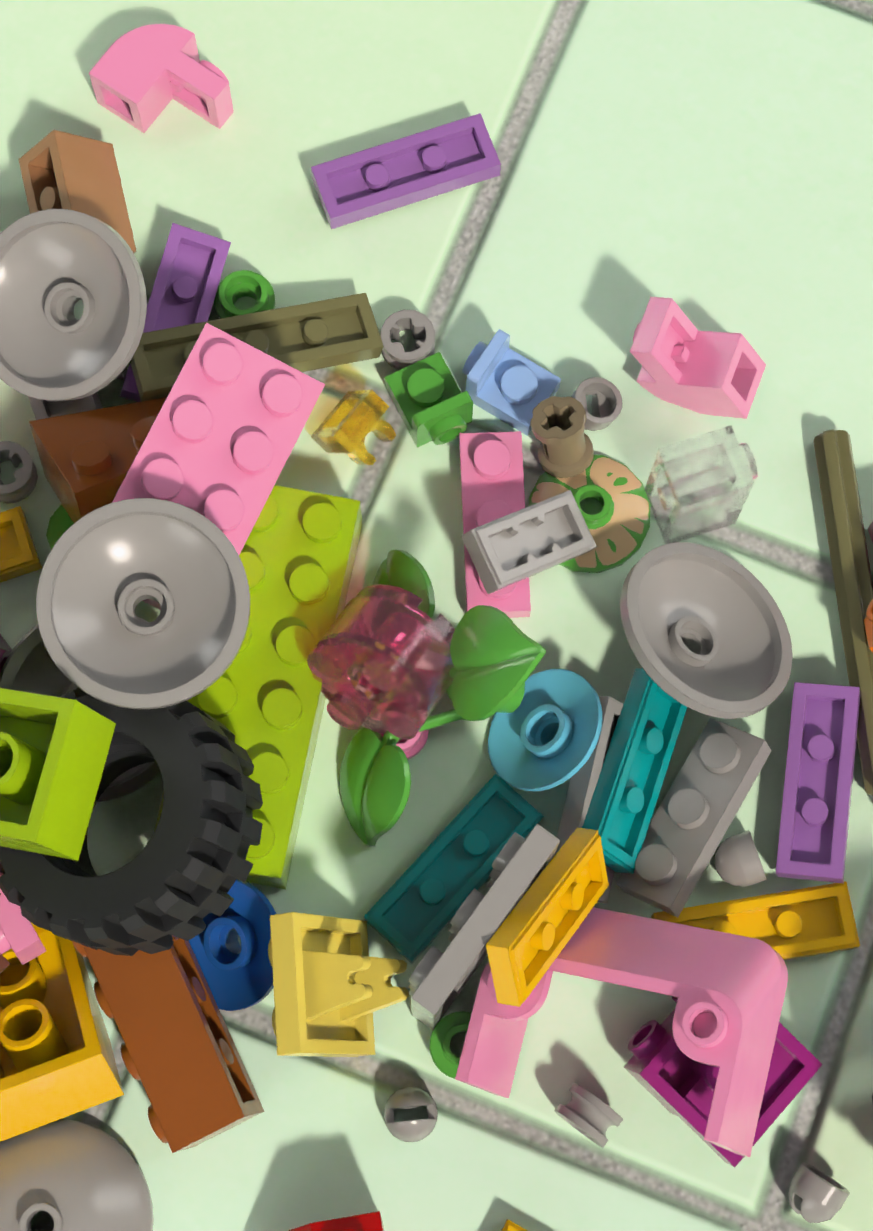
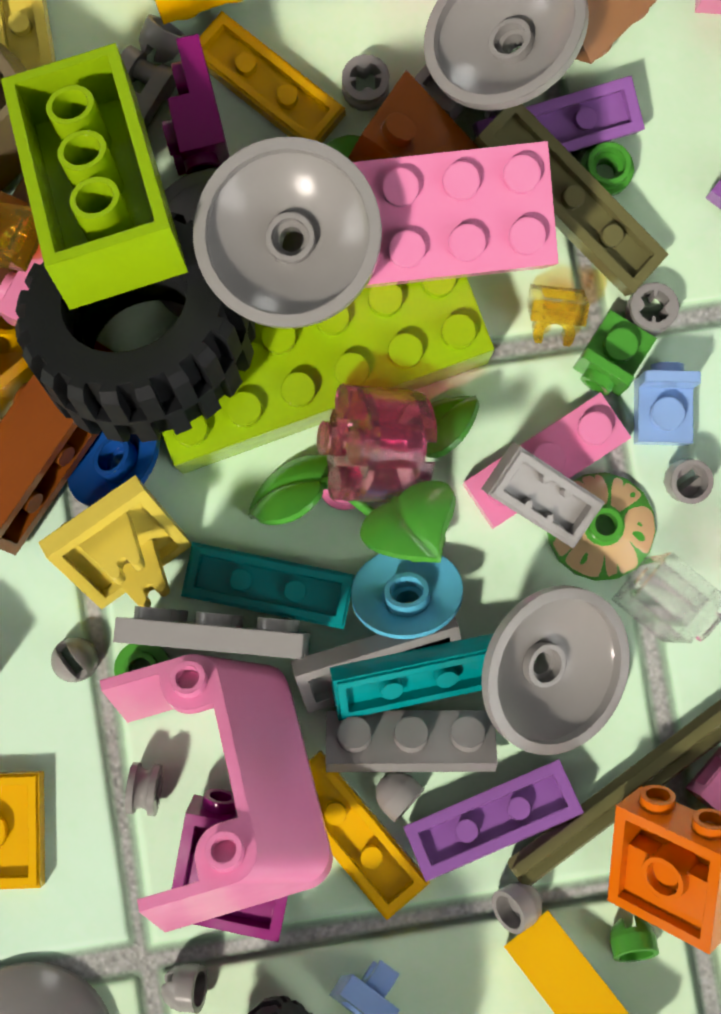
camera: 60 degrees right, 10 degrees up
(547, 917) = (249, 680): yellow tile -> none
(560, 428) = (641, 475): dark tan bush -> none

